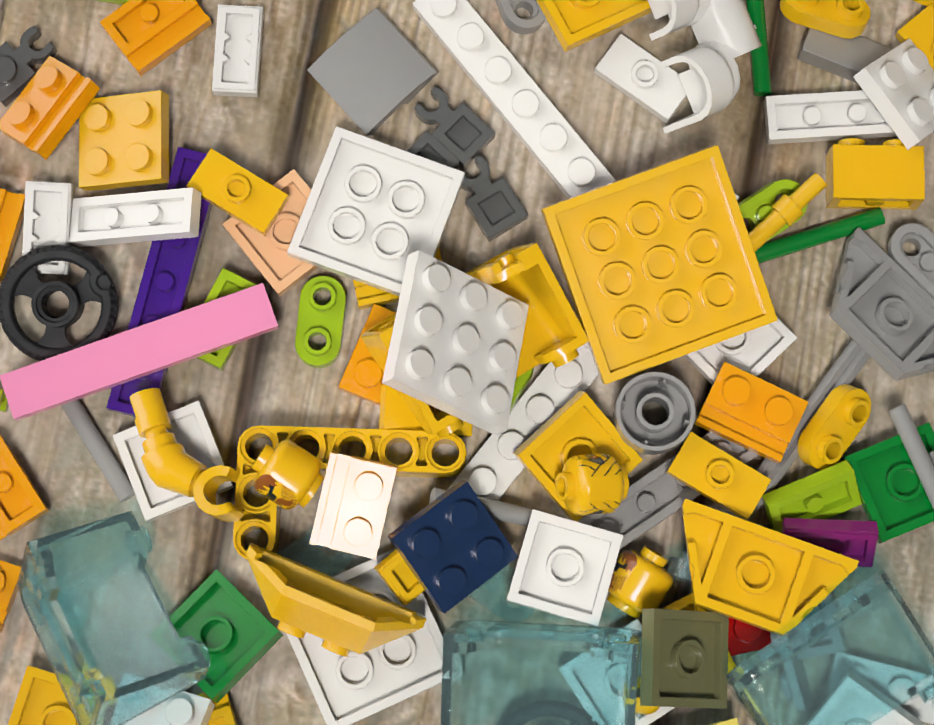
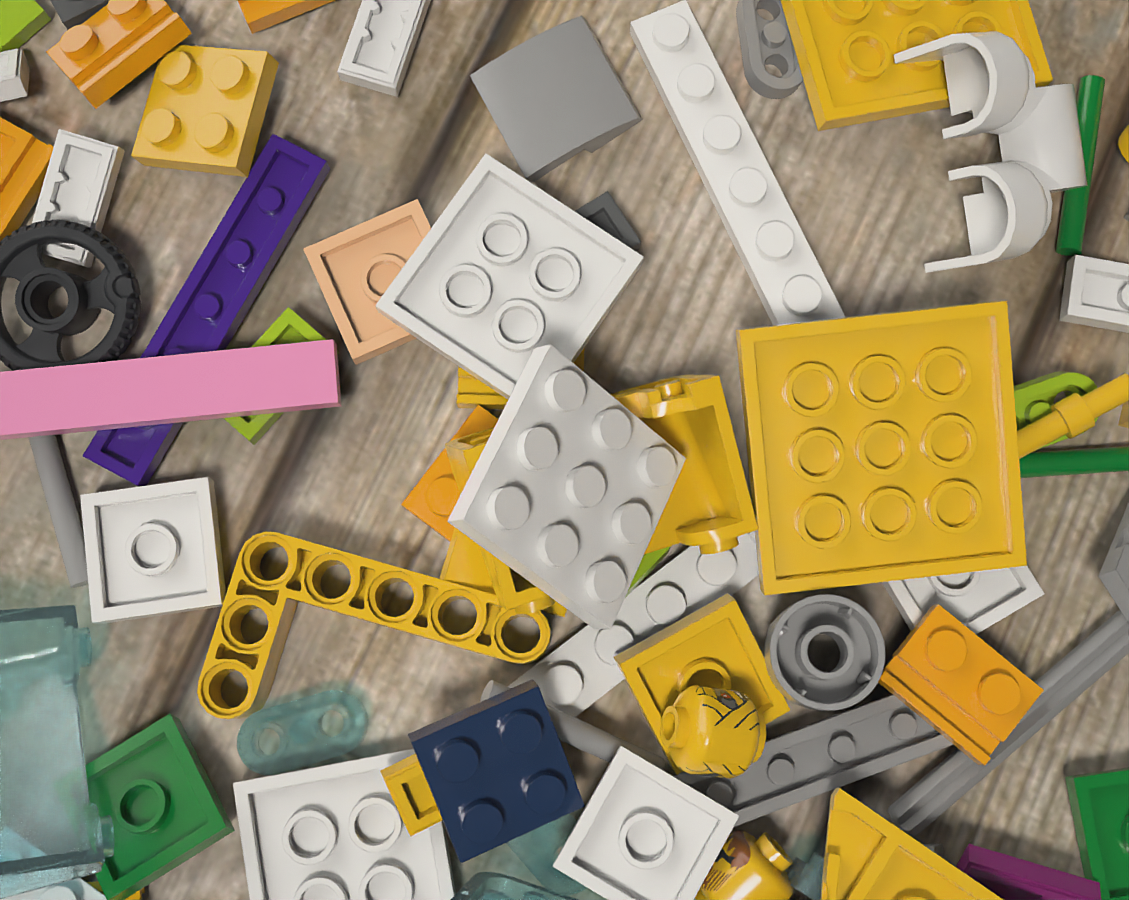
camera: 15 degrees right, 0 degrees up
(135, 217) = (190, 211): white plate -> none
(173, 467) = (139, 554): yellow piece -> none
(238, 192) = (333, 210): yellow plate -> none
(287, 474) = (291, 612): yellow head -> none
(320, 320) = (403, 410): lime plate -> none
(327, 606) = (300, 811): yellow wedge -> none
(353, 504) = (375, 675): plate -> none
(457, 131) = (648, 201): dark grey plate -> none
(493, 205) = (670, 311): dark grey plate -> none
(642, 78) = (911, 192): white plate -> none
(718, 476) = (892, 763): yellow plate -> none
(814, 496) = (1016, 823): lime plate -> none
(834, 426) = (1067, 731): yellow plate -> none

